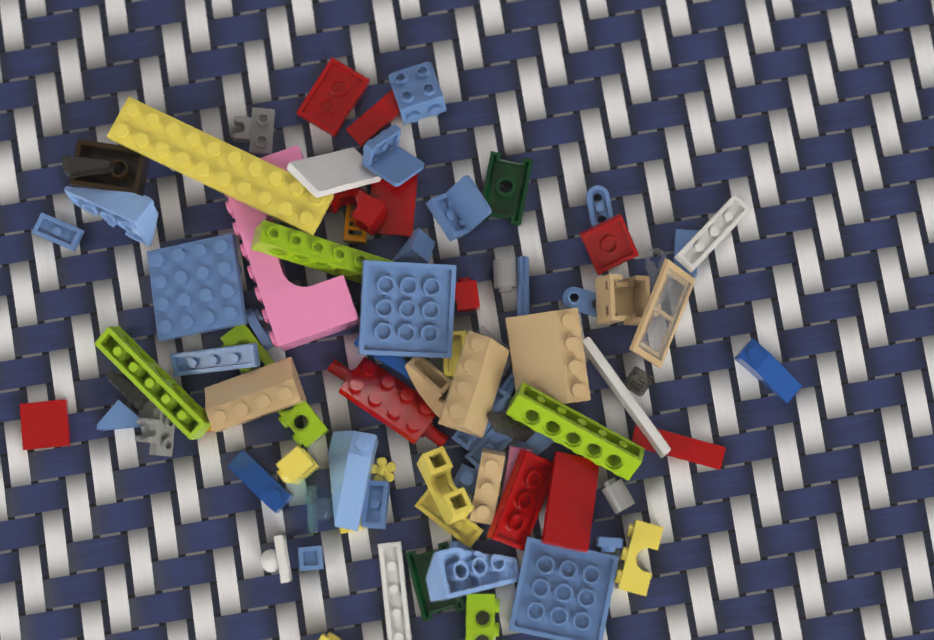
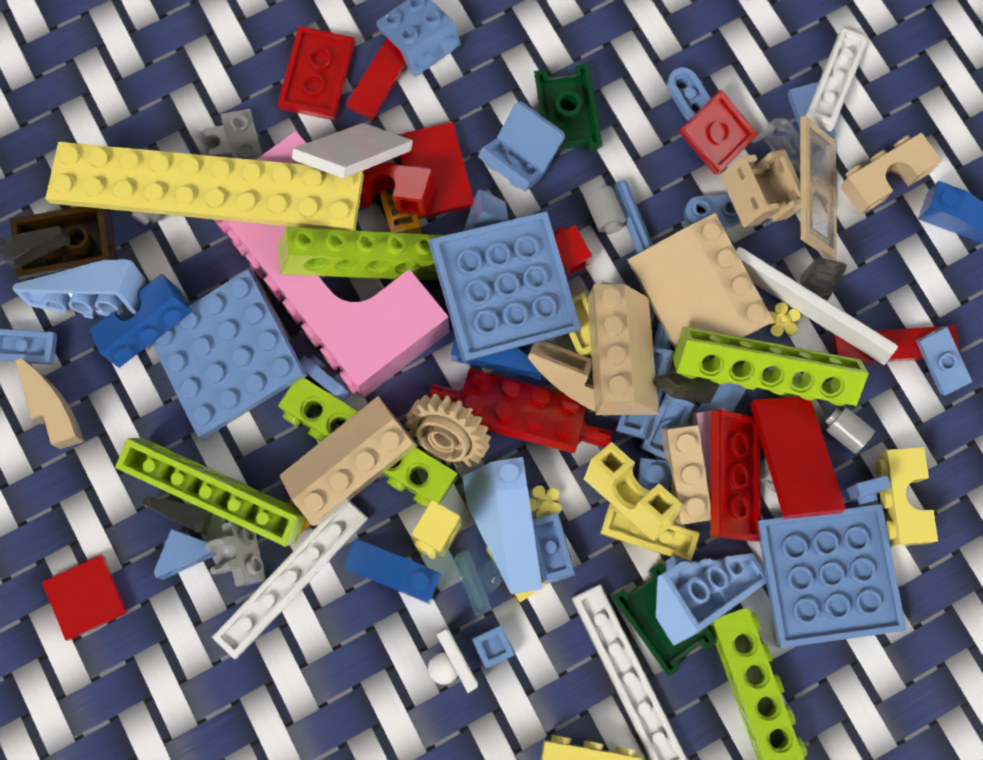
camera: 25 degrees left, 5 degrees down
(62, 281) = (48, 407): none -> tan slope
(161, 241) = (159, 311): none -> blue arch
(188, 461) = (289, 579): none -> white tile
(215, 359) = (281, 434): medium blue tile -> none
(331, 398) = (448, 430): none -> tan gear
(388, 159) = (407, 119): medium blue bracket -> none
(603, 399) = (784, 320): none -> light yellow plant
(706, 470) = (943, 360): none -> medium blue plate
(743, 312) = (910, 159): none -> tan arch

